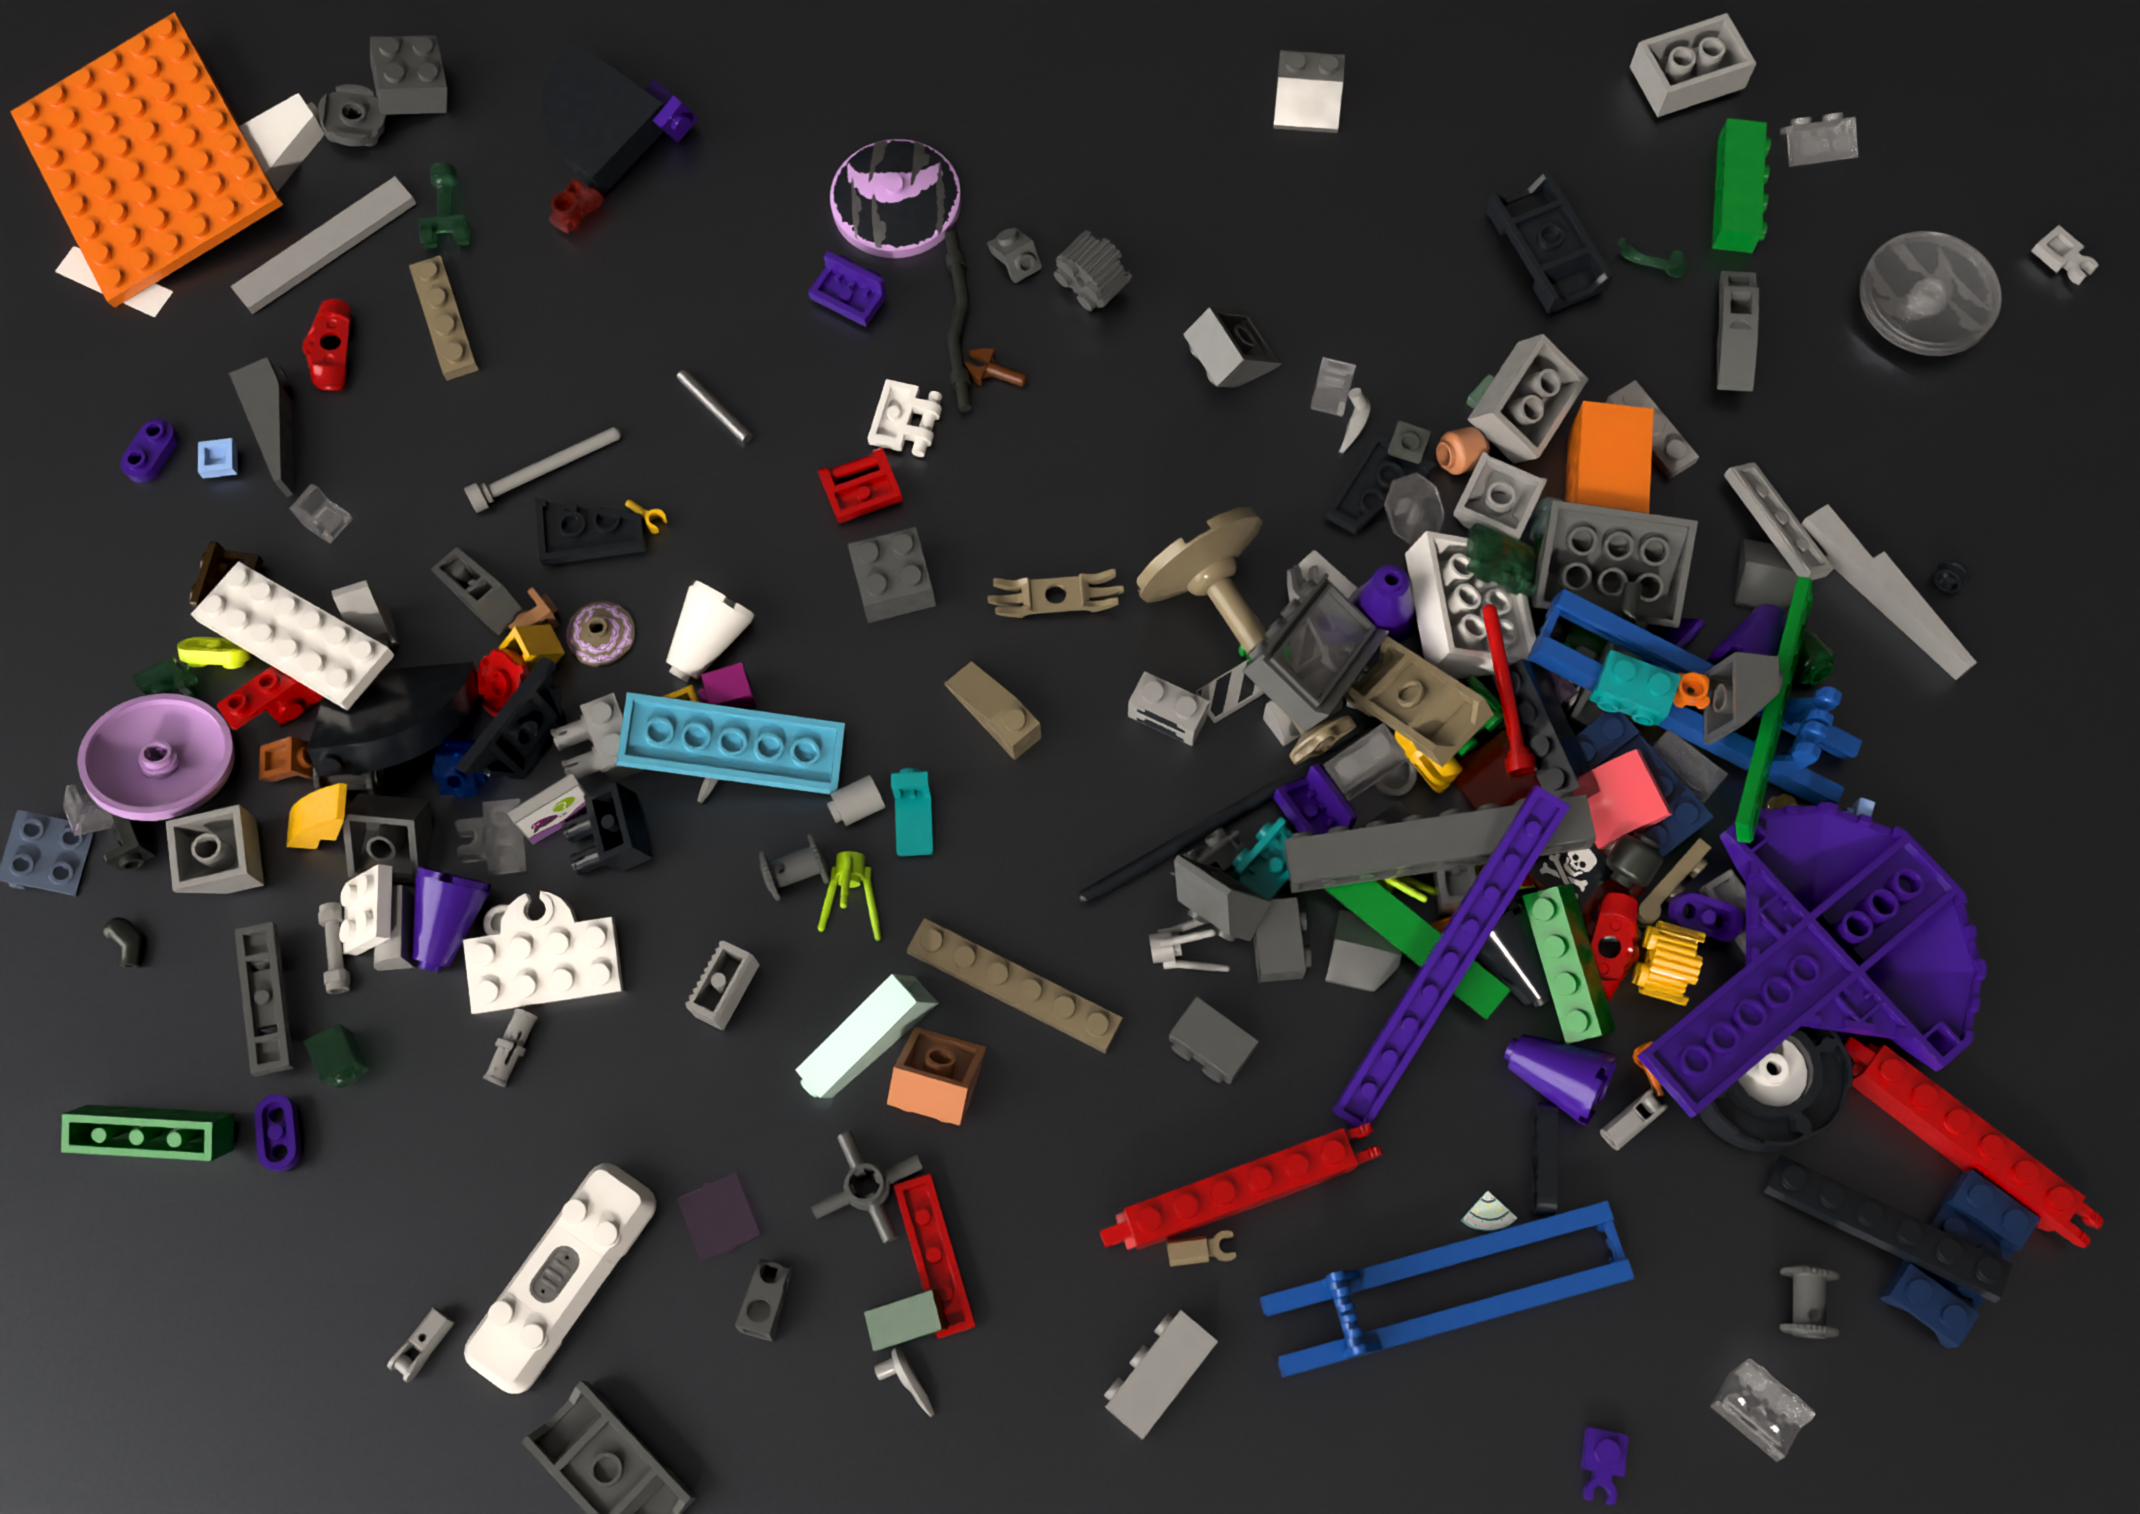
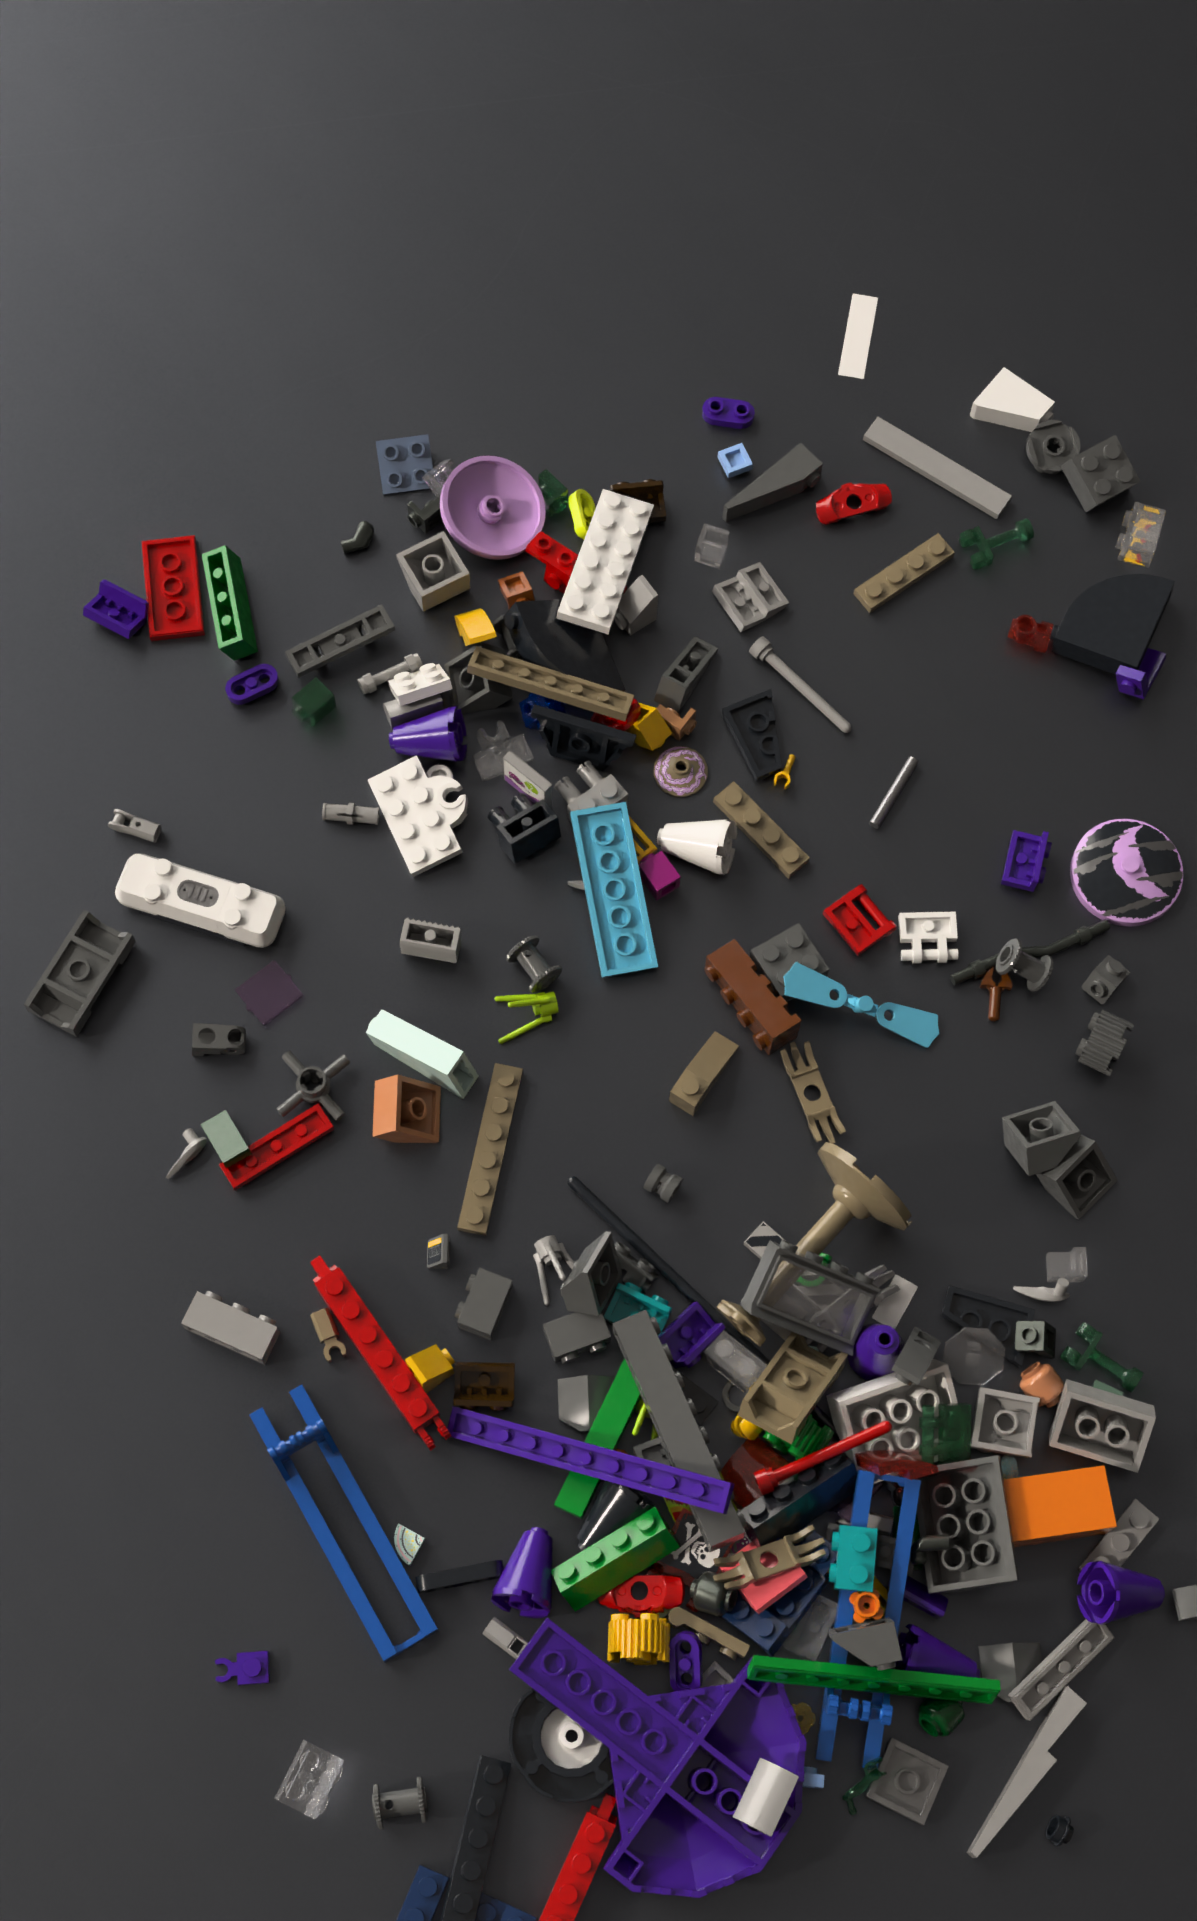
camera: 70 degrees right, 0 degrees up
(91, 1209) = (173, 588): none -> red tile
(92, 1293) = (117, 609): none -> dark purple bracket
(145, 159) = (963, 318): orange plate -> none
(404, 492) = (750, 597): none -> light grey slope
(433, 741) = (550, 683): none -> dark tan plate
(499, 61) = (1141, 534): none -> clear brick
(709, 562) = (761, 830): none -> dark tan plate
(855, 801) = (598, 993): light grey brick -> none
(913, 812) = (601, 1037): teal bracket -> none
(920, 624) = (752, 997): none -> reddish brown wedge
(934, 548) = (814, 987): none -> medium azure piece
(965, 331) = (1034, 970): none -> dark grey hose
(1118, 790) = (663, 1183): none -> dark grey wheel
(1130, 1081) = (438, 1252): none -> dark grey slope
(1168, 708) = (740, 1203): light grey brick -> none
(1185, 364) = (1039, 1137): none -> dark grey slope
(1279, 1125) = (431, 1366): none -> yellow slope
(1315, 1068) = (484, 1385): none -> dark brown bracket
(1418, 554) = (915, 1357): none -> dark grey slope
(1475, 362) = (1129, 1377): none -> clear green bar
(1534, 614) = (887, 1461): none -> clear red slope
(1608, 764) = (785, 1551): none -> dark tan piece
(1715, 442) = (1116, 1592): none -> dark purple cone
(1869, 744) = (872, 1774): none -> clear green piece
(1877, 715) = (909, 1783): none -> flat silver plate
(1891, 859) = (765, 1797): none -> light grey brick

